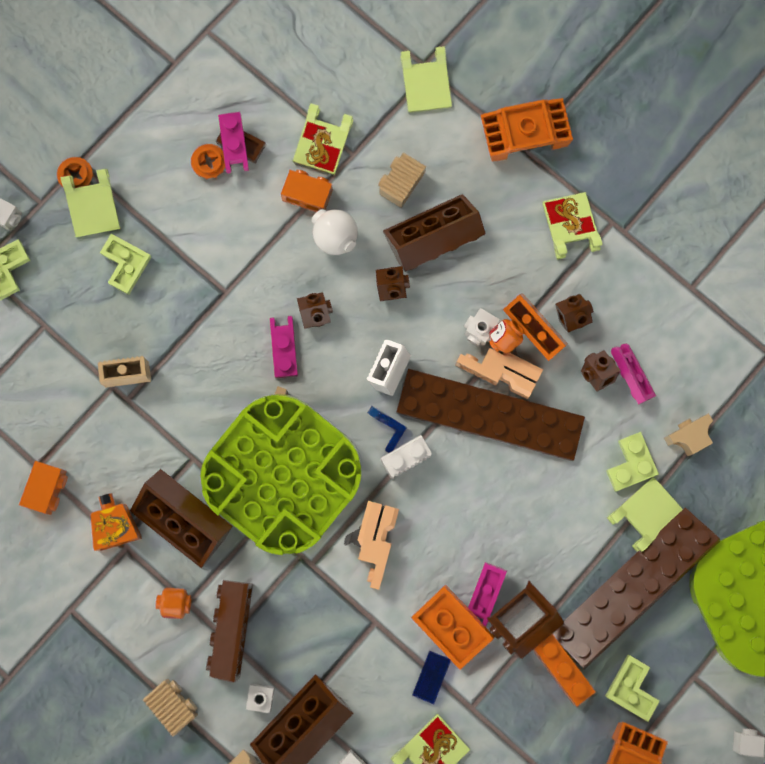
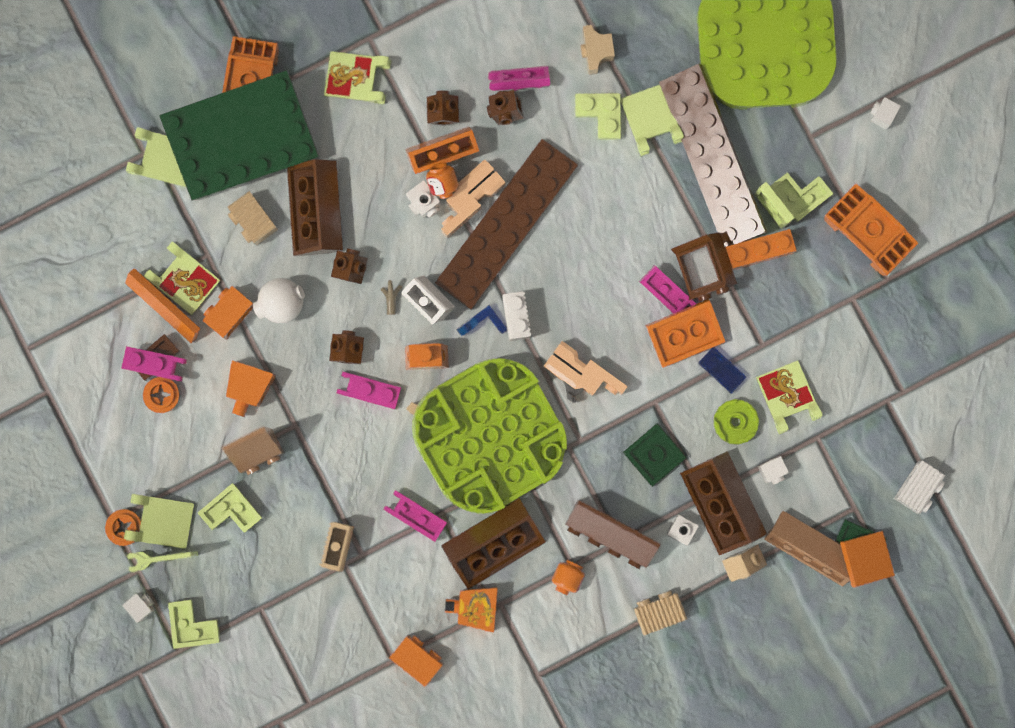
camera: 65 degrees left, 5 degrees up
(53, 209) = (144, 559): none -> yellowish green flag
(180, 436) = (417, 517): none -> dark pink hinge
(186, 260) = (254, 450): none -> medium nougat slope
(245, 234) = (247, 386): none -> orange torso
(290, 131) = (162, 305): none -> orange tile
(324, 642) = (654, 454): none -> dark green tile
(335, 388) = (426, 356): none -> orange torso
(379, 333) = (391, 297): none -> dark tan bar
(382, 723) = (748, 422): none -> lime plate
(474, 138) = (239, 135): none -> dark green plate
(612, 666) = (774, 205): none -> yellowish green plate

